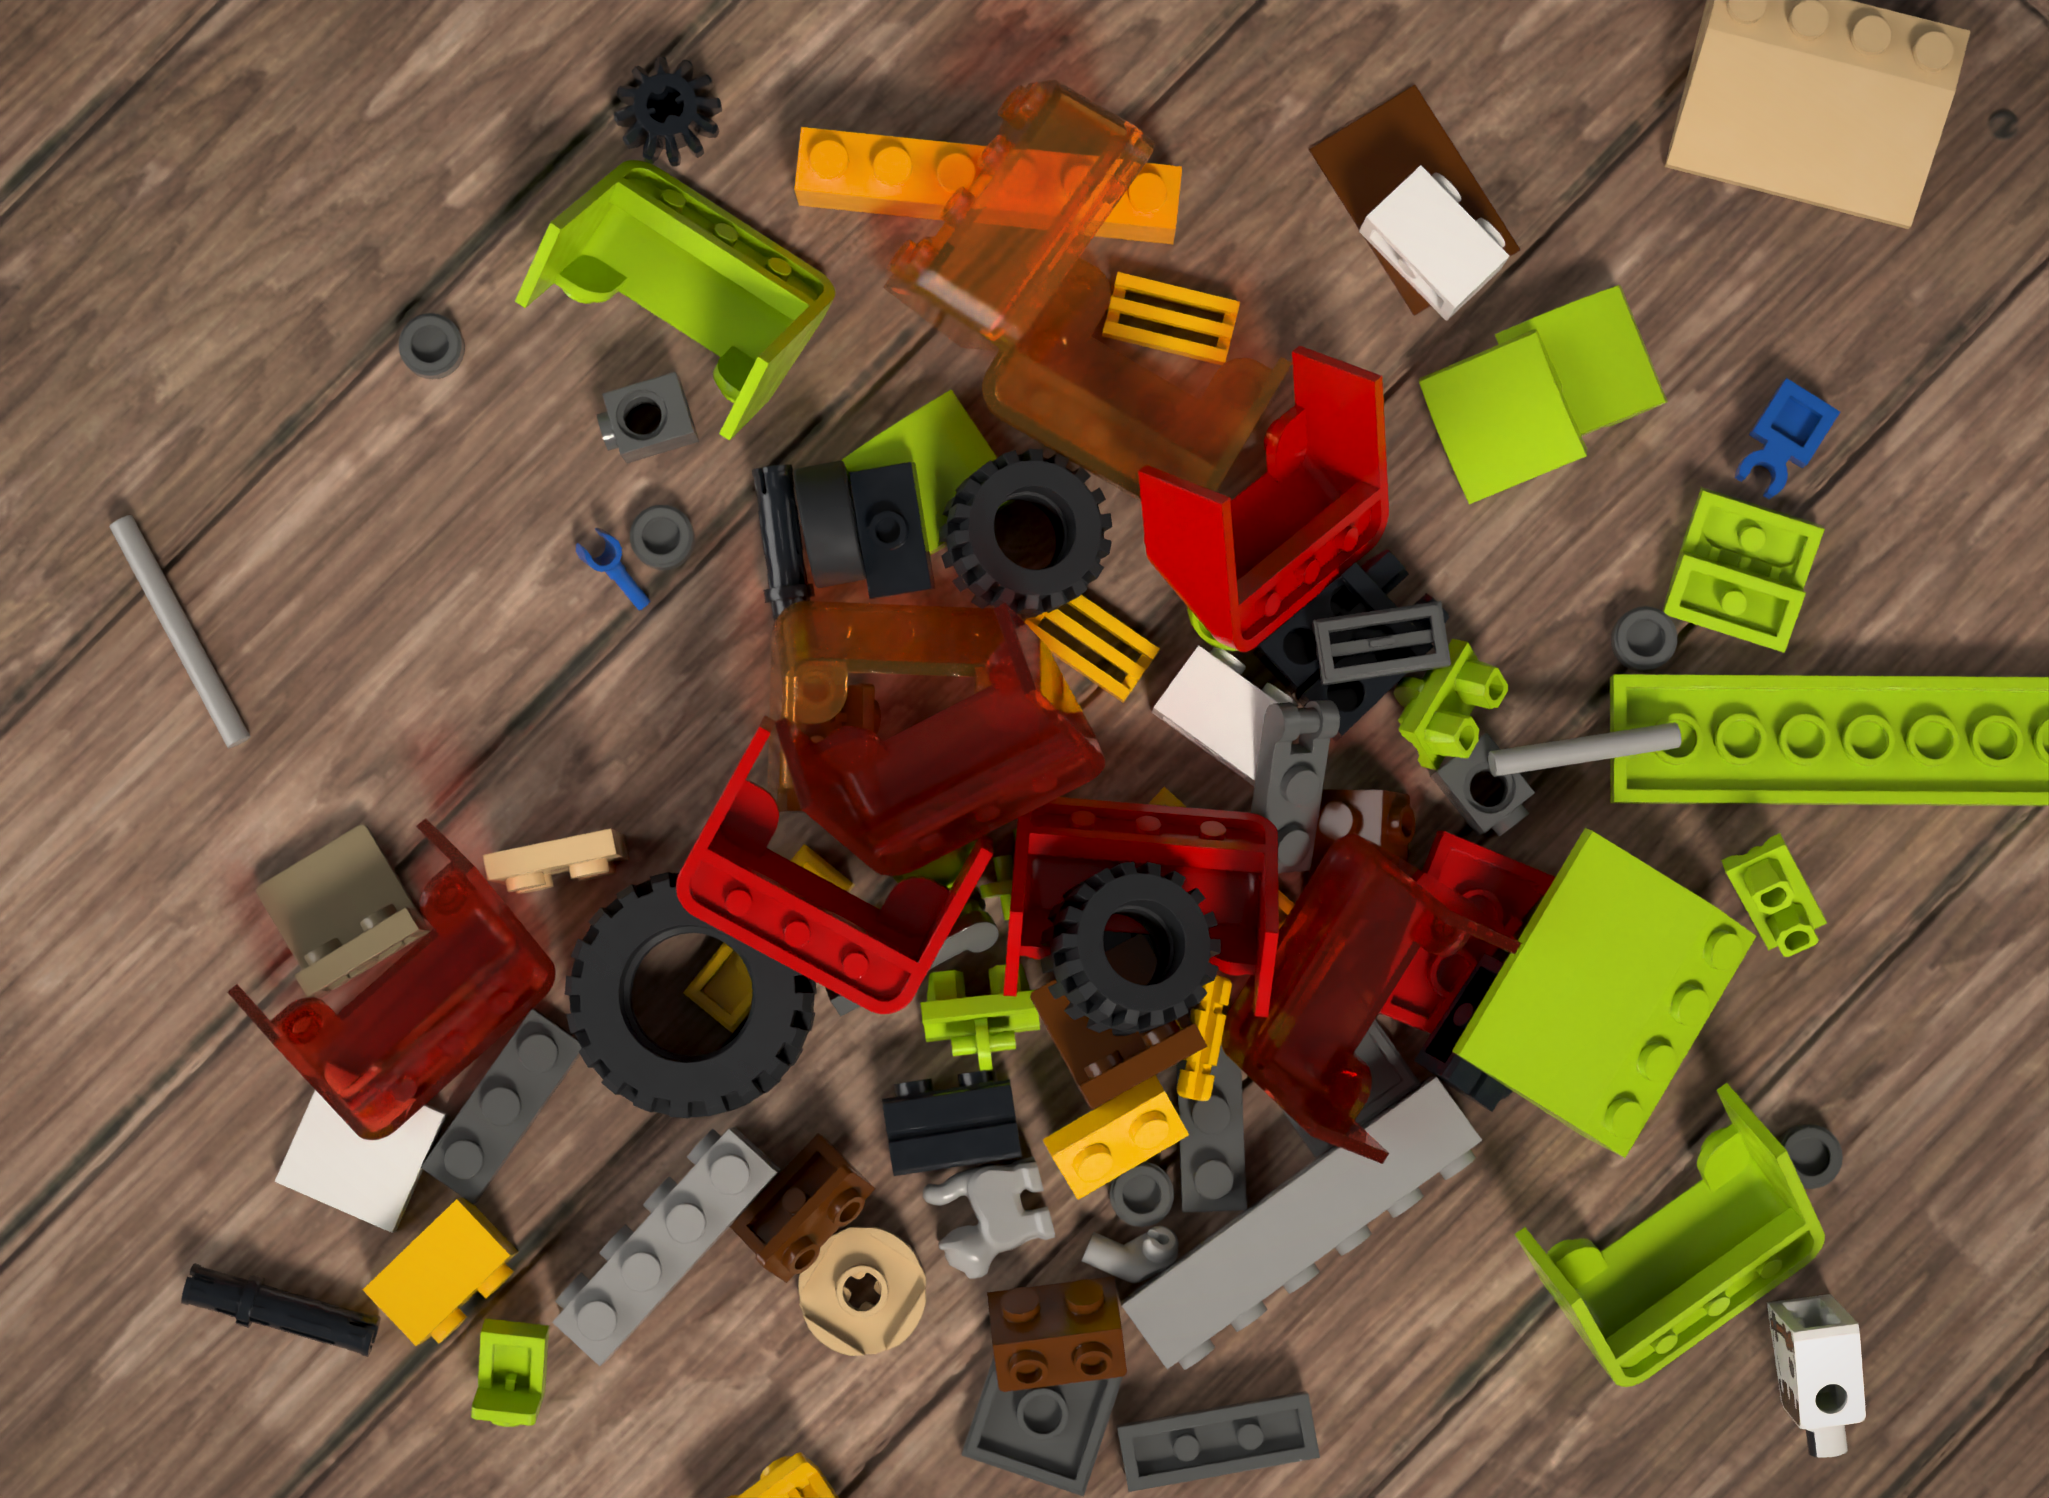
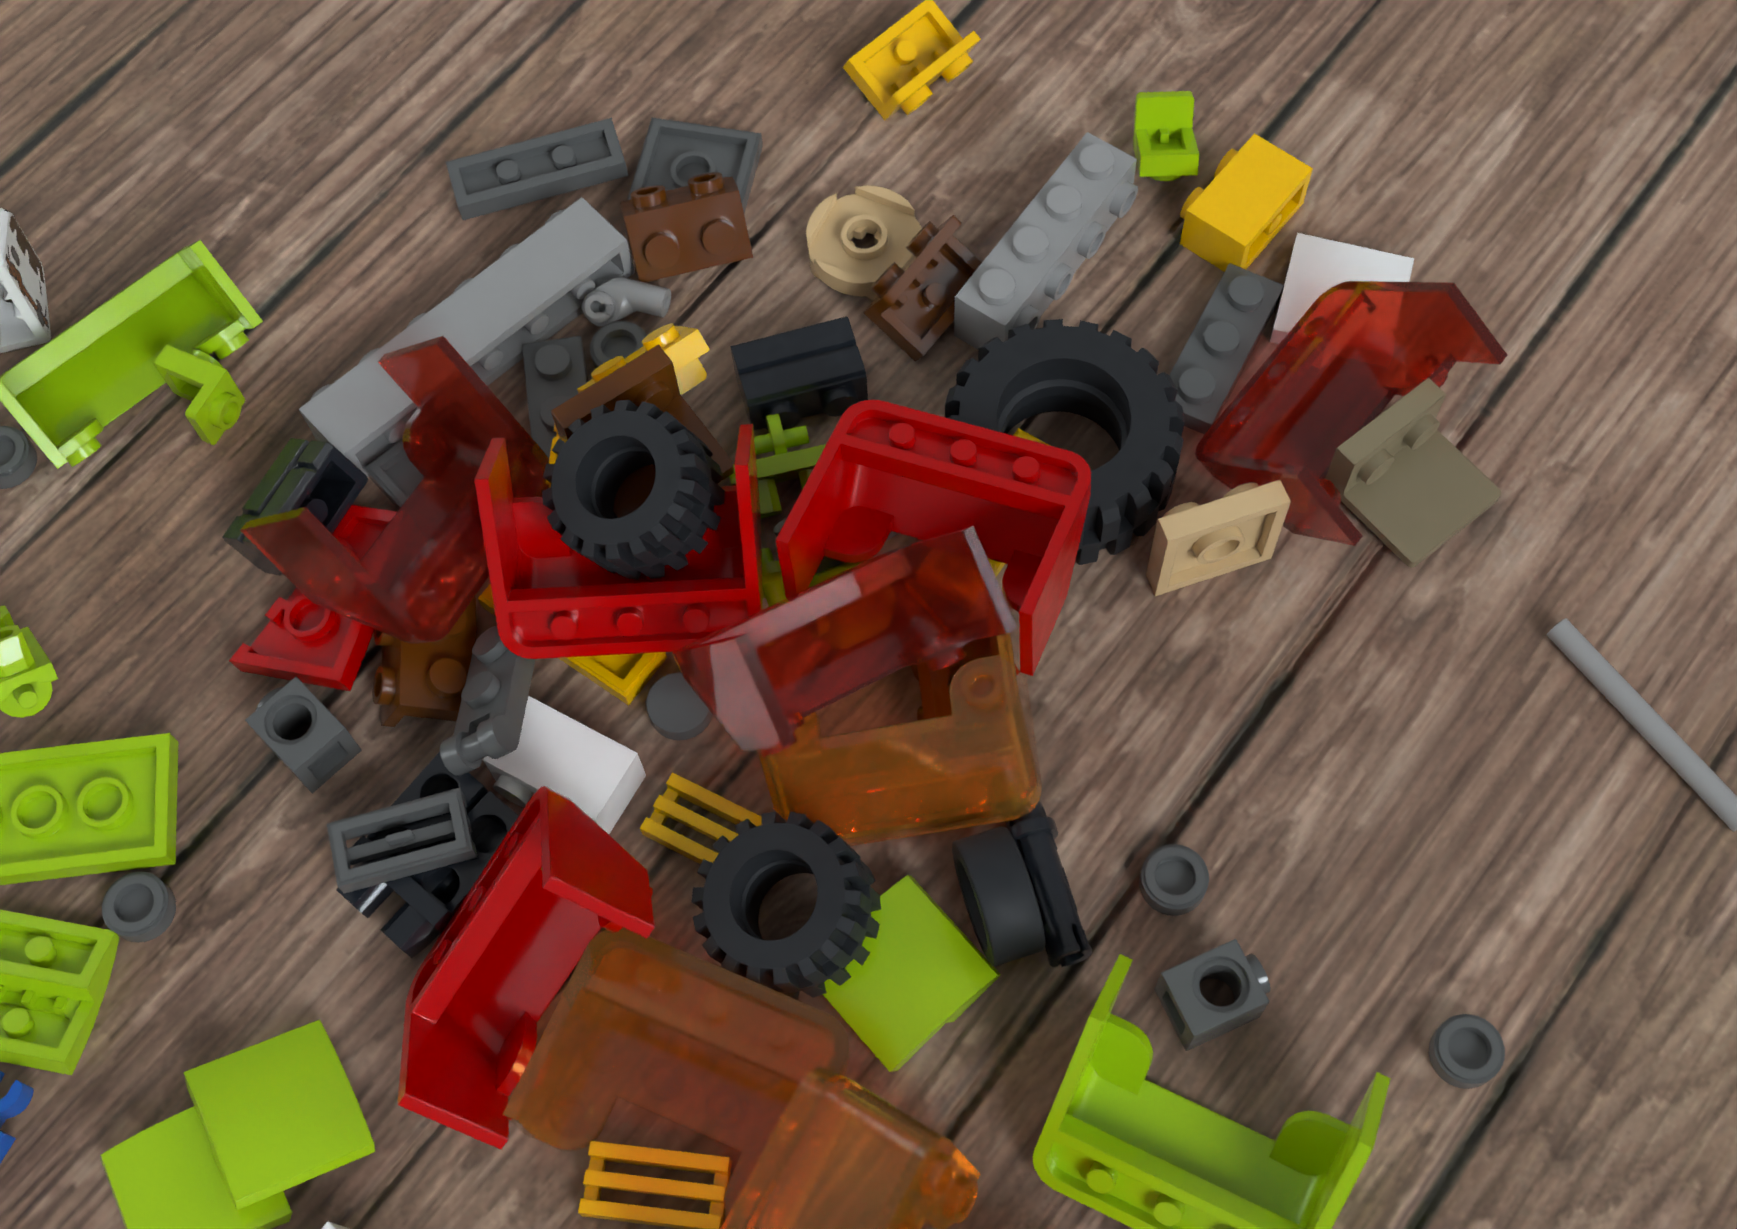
camera: 175 degrees right, 20 degrees down
(296, 1314) = (1386, 164): black pin -> none
(610, 564) = (1225, 842): blue hand -> none
(892, 530) = (931, 902): black plate -> none
(996, 1201) = (743, 308): light grey animal -> none
(1121, 775) = (676, 708): none -> dark grey tile
(1441, 705) = (348, 793): lime hips -> none
(1584, 749) = (192, 767): light grey bar -> none
(1594, 1214) = (208, 385): none -> lime bracket
(1604, 993) = (168, 544): lime slope -> none

